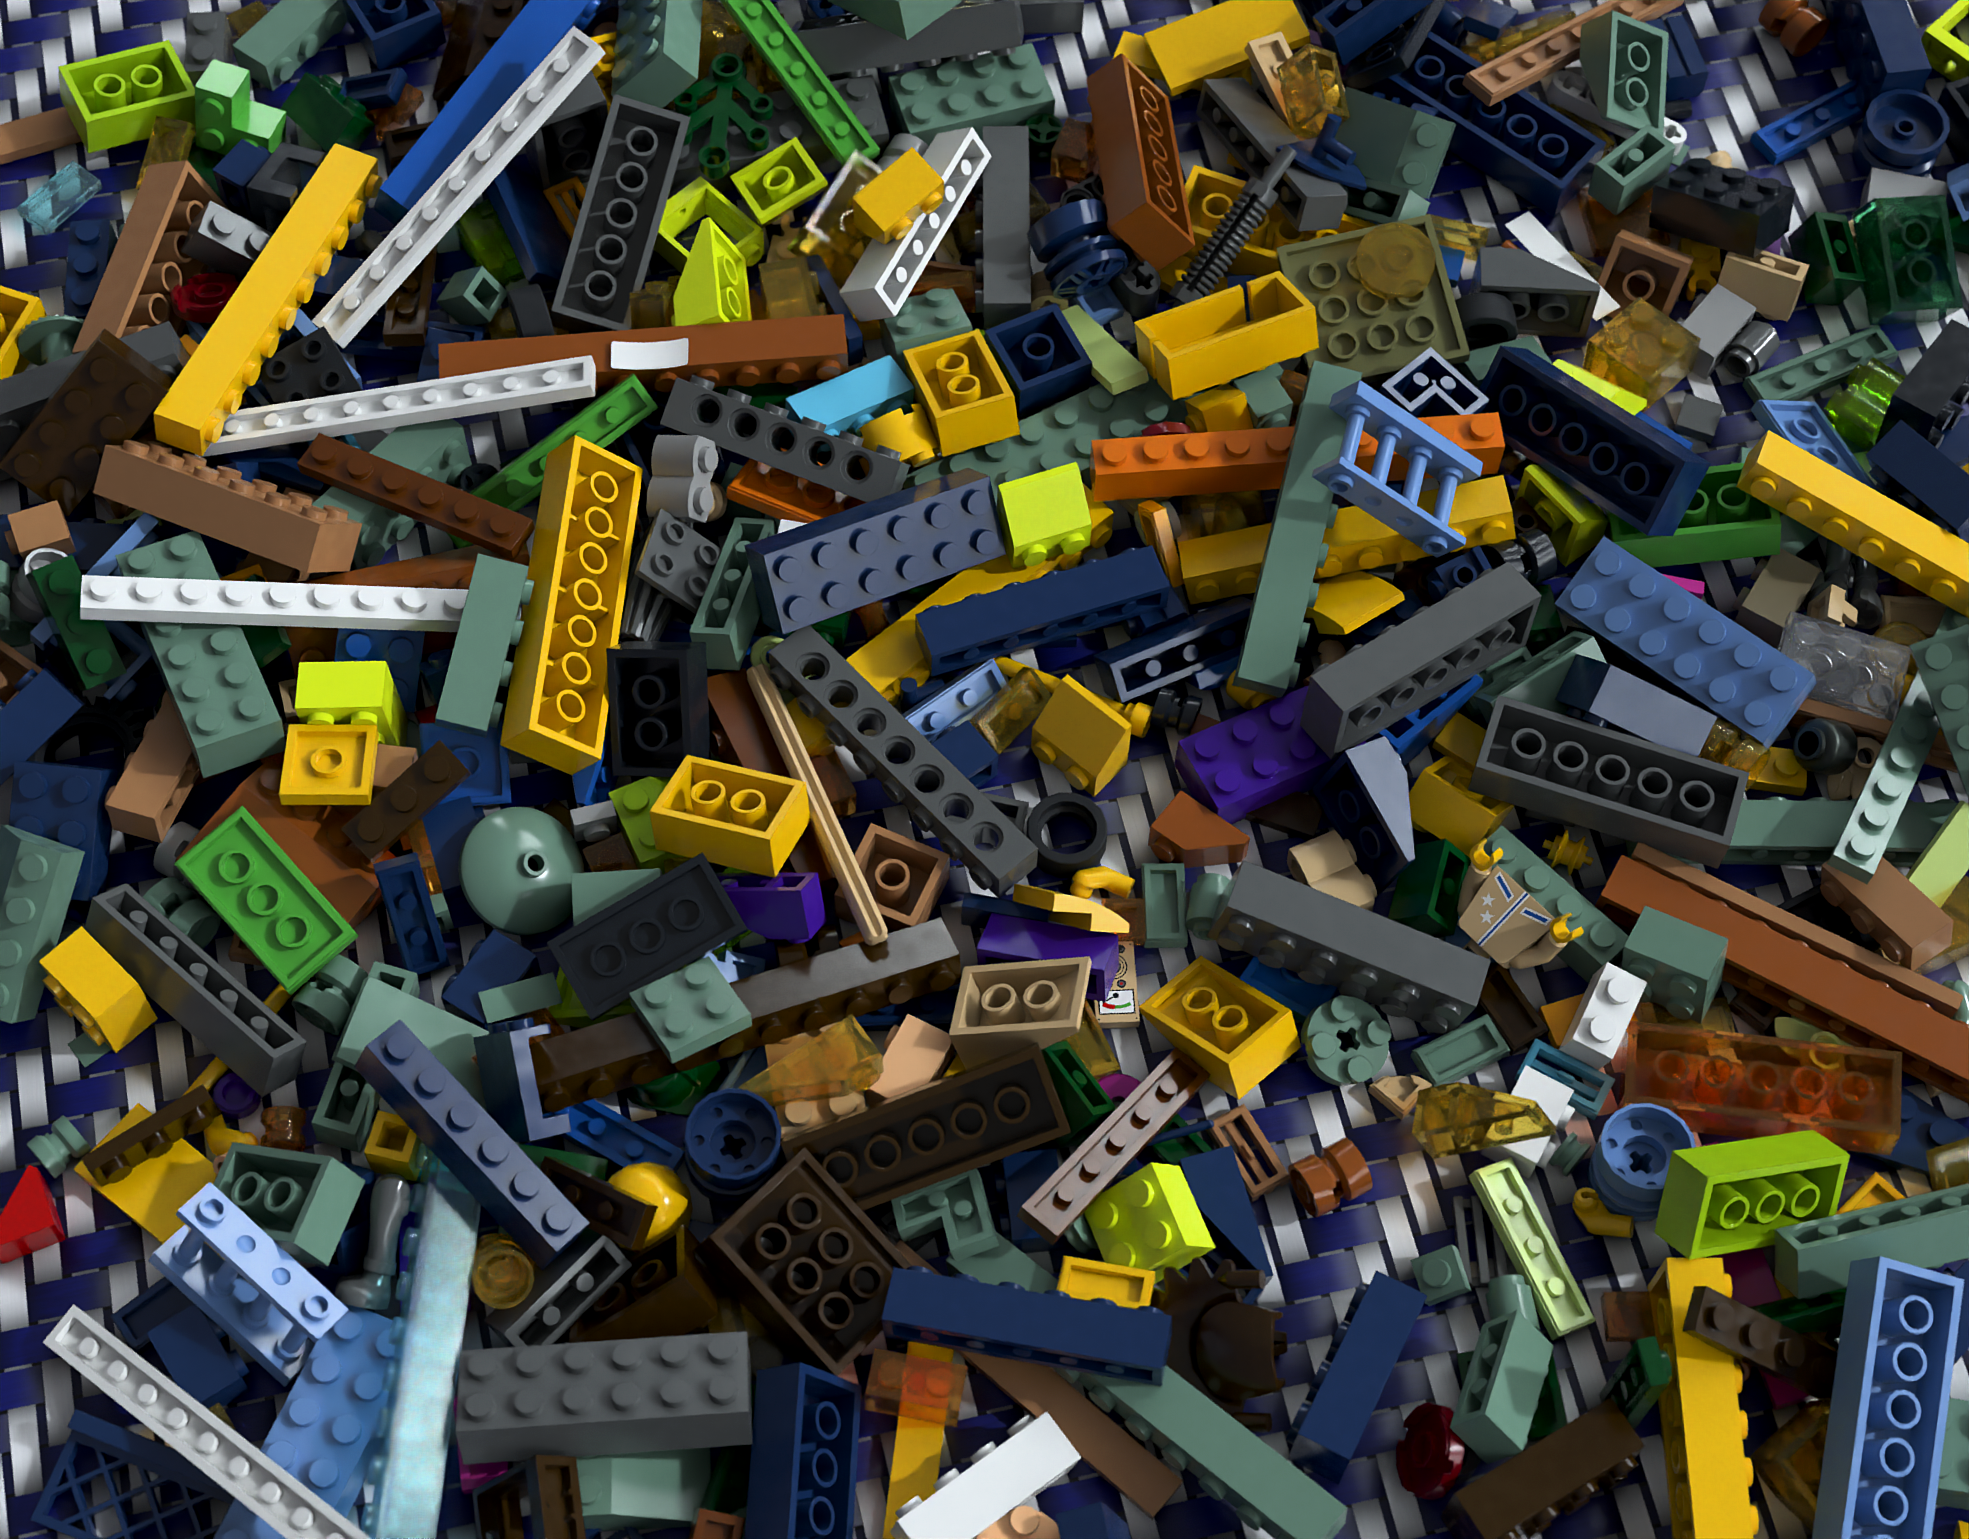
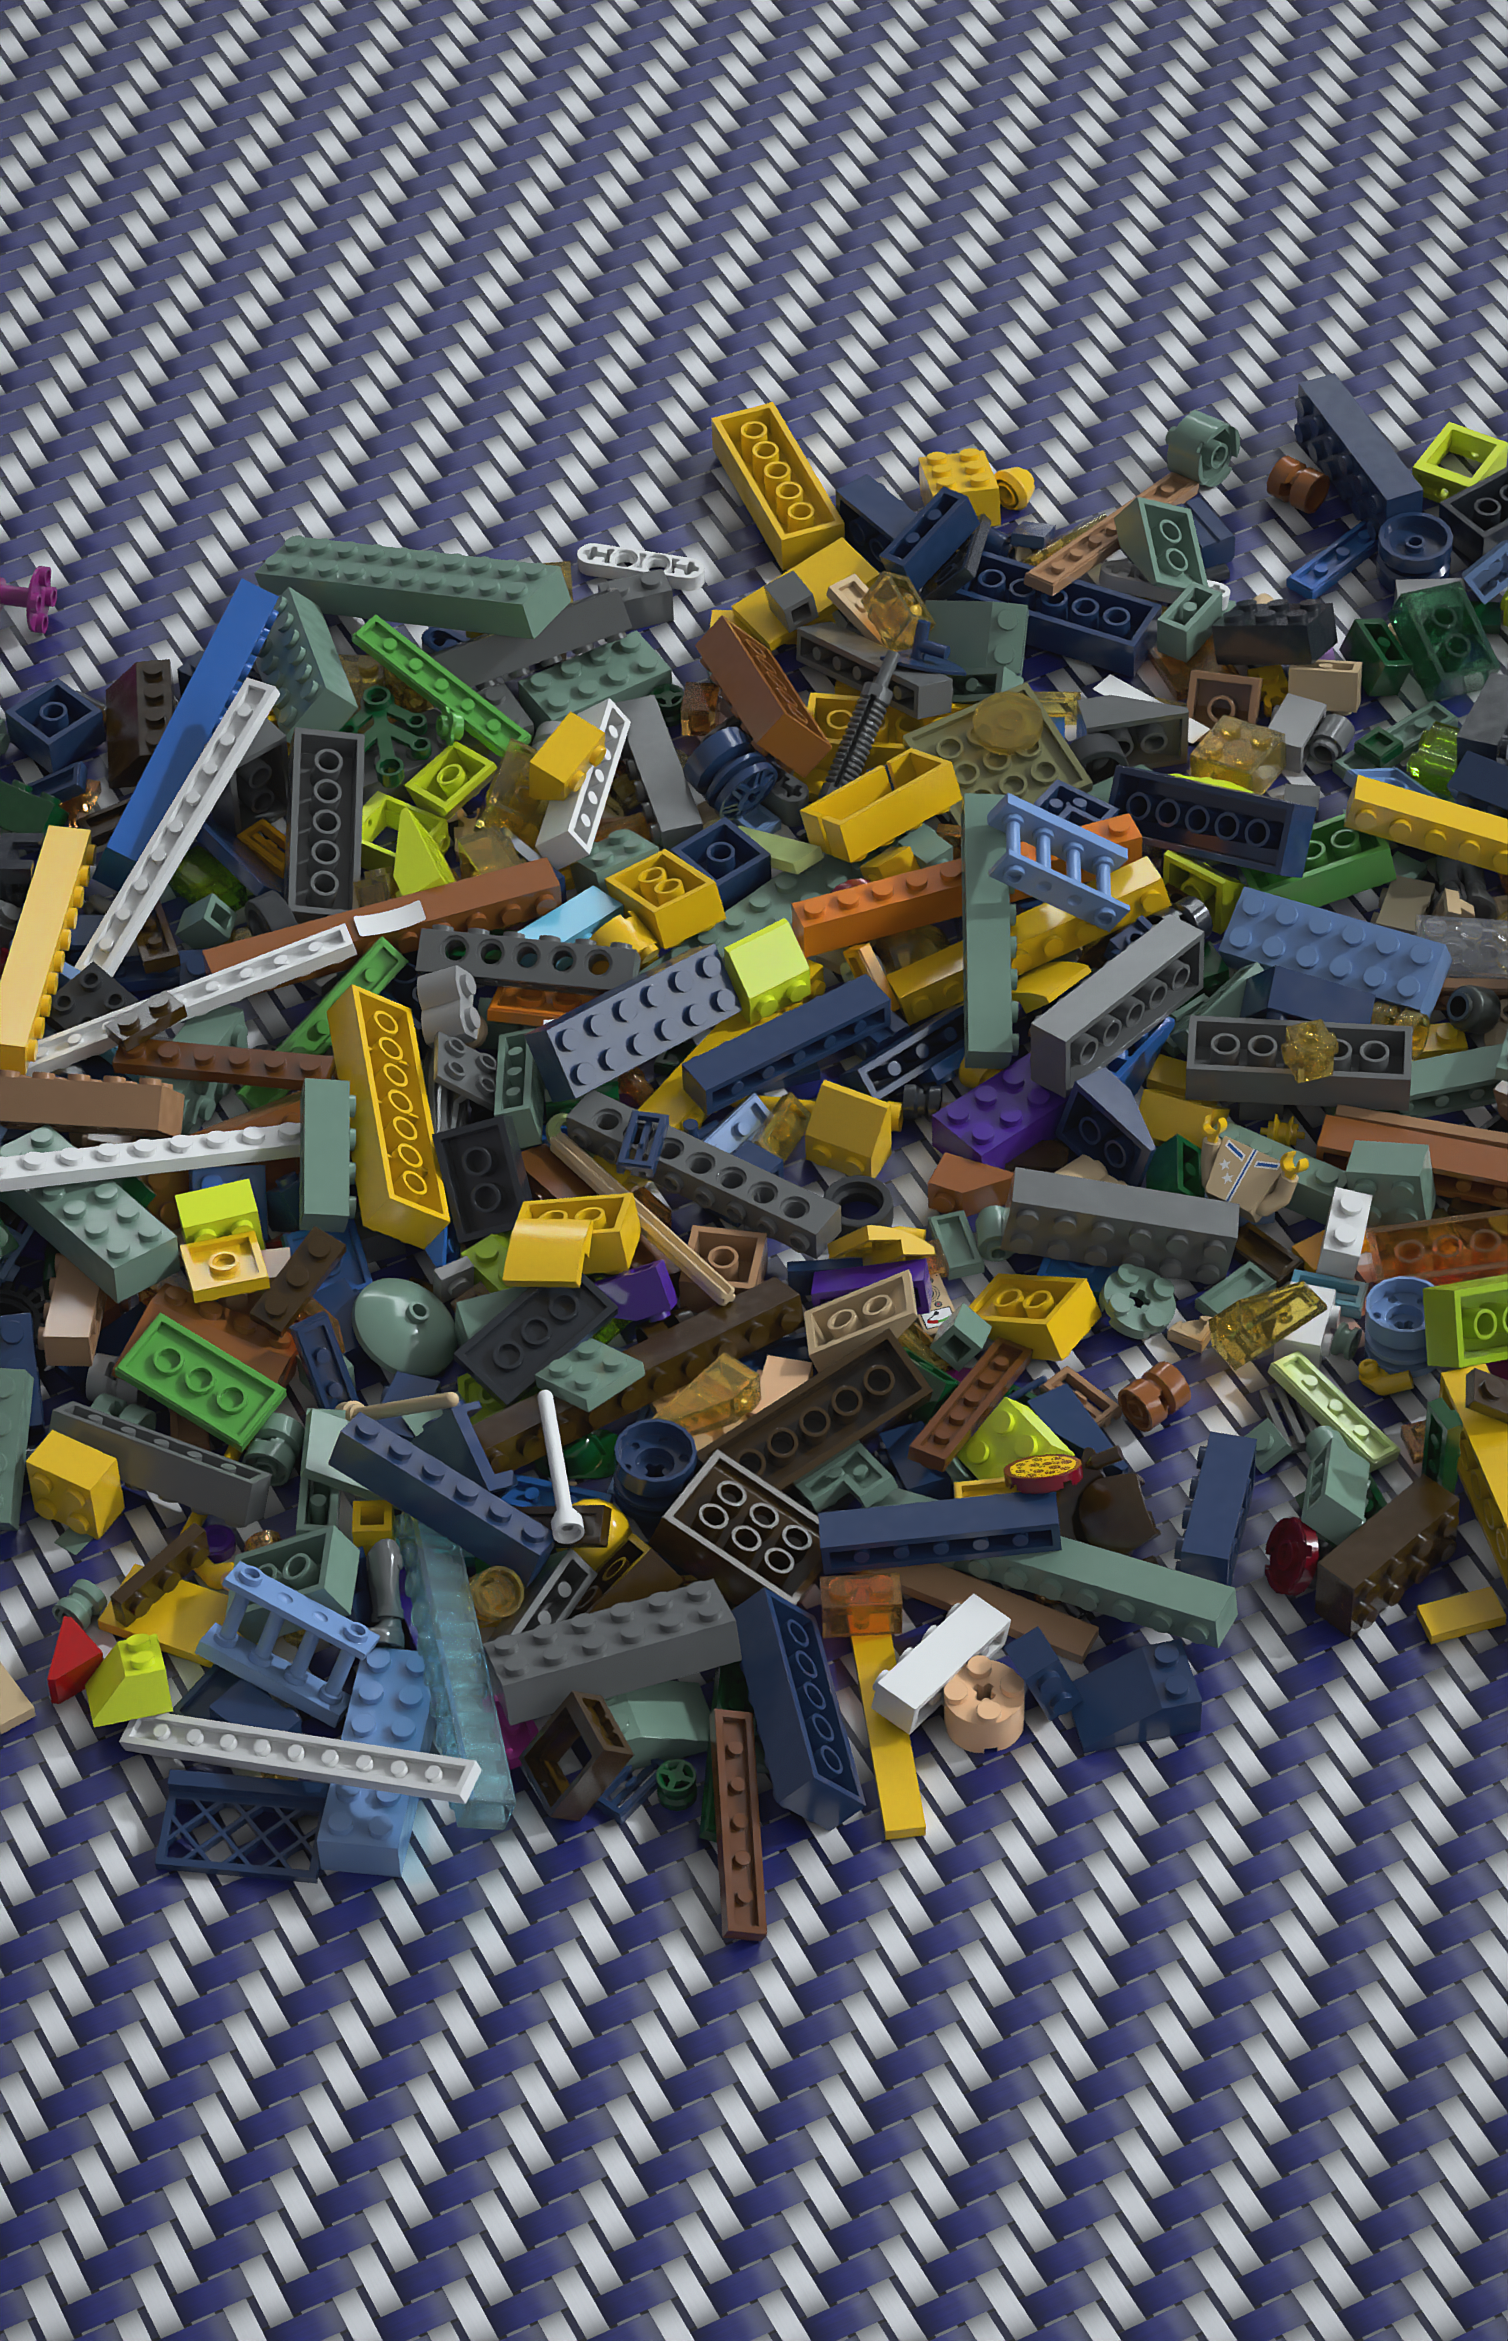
camera: 10 degrees left, 15 degrees down
(75, 1274) = (129, 1682): none -> neon yellow slope
(345, 423) = (146, 1020): none -> dark brown plate
(434, 974) = (400, 1407): none -> tan piece
(599, 1216) = (566, 1523): none -> white piece
(683, 844) = (547, 1252): none -> yellow slope
(793, 120) = (450, 726): none -> bright green plate
(826, 739) = (638, 1164): none -> dark blue tile
(1131, 1042) = (960, 1337): none -> sand green brick
(1164, 1286) = (1043, 1473): none -> tile
(1205, 47) = (791, 601): none -> dark grey brick
(1622, 785) = (1309, 1050): none -> clear yellow brick
(1801, 372) = (1378, 747): none -> dark green tile

